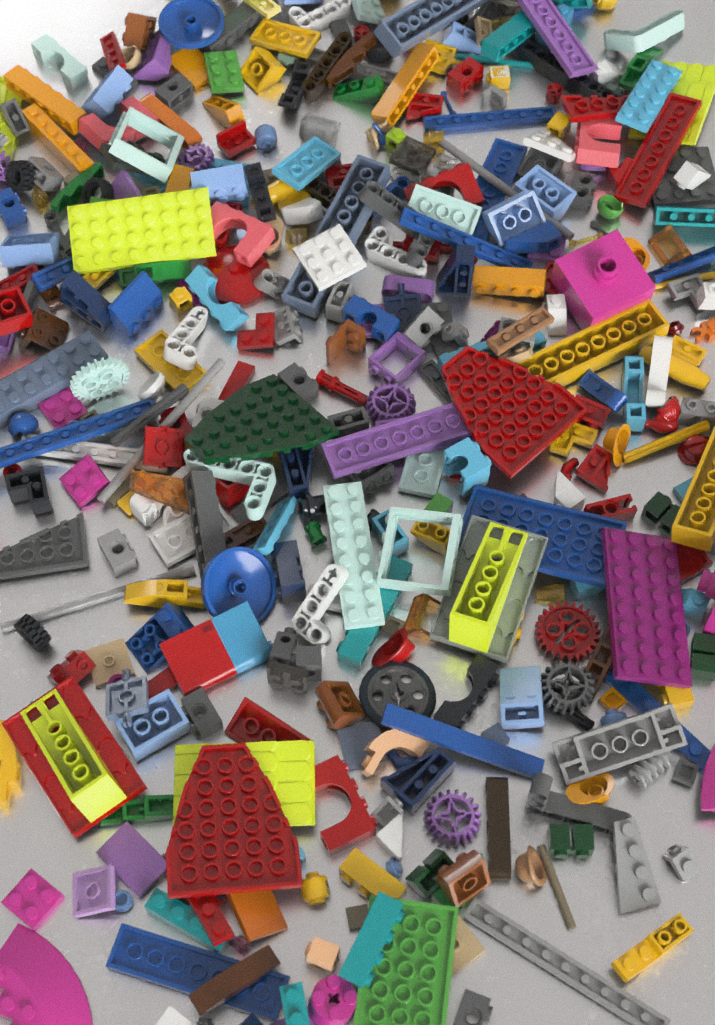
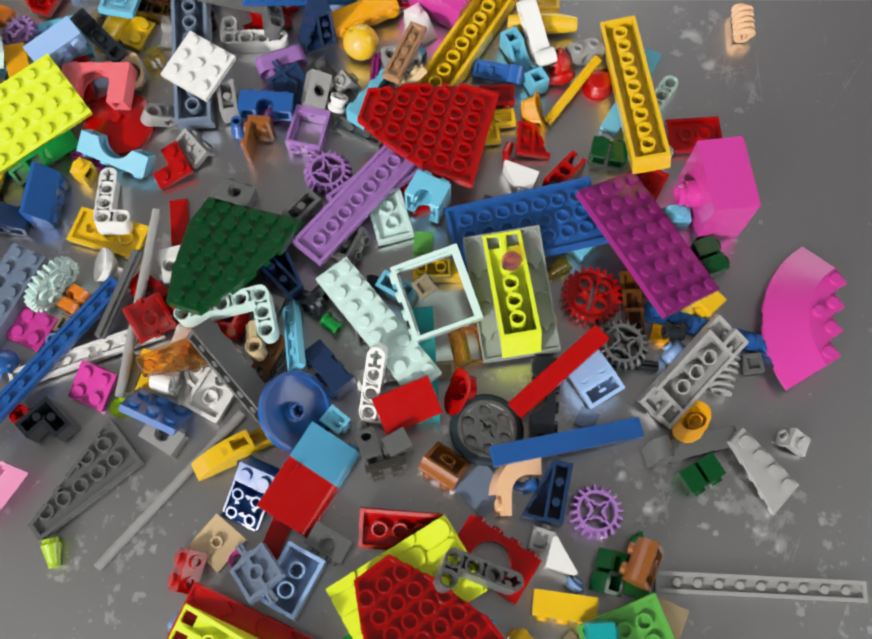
camera: 30 degrees left, 10 degrees up
(32, 632) = (129, 557): black tyre -> none
(95, 511) = (114, 406): none -> clear neon green tile
(112, 401) = (74, 299): none -> orange wheel
(123, 526) = (155, 411): none -> blue plate
(237, 515) = (253, 342): none -> tan piece
(269, 616) = (336, 420): none -> medium azure bracket
(302, 212) = (147, 36): white slope -> none
(309, 804) = (480, 576): none -> dark grey beam
(334, 322) = (237, 127): none -> blue cone
(334, 384) = (266, 179): red pin -> none
(337, 632) = (407, 405): none -> red tile
(413, 539) = (424, 286): none -> dark tan tile
(435, 347) = (337, 102): none -> white wheel
(489, 304) = (360, 42): none -> yellow piece
(491, 676) = (558, 371): none -> red tile
(498, 828) = (637, 498): dark brown beam -> none
(501, 554) = (511, 260): none -> plate
(530, 867) = (684, 518): medium nougat hat -> none
(556, 887) = (711, 520): dark tan bar -> none
(624, 701) = (673, 331): none -> black bush
(652, 948) = (815, 529): yellow slope -> none

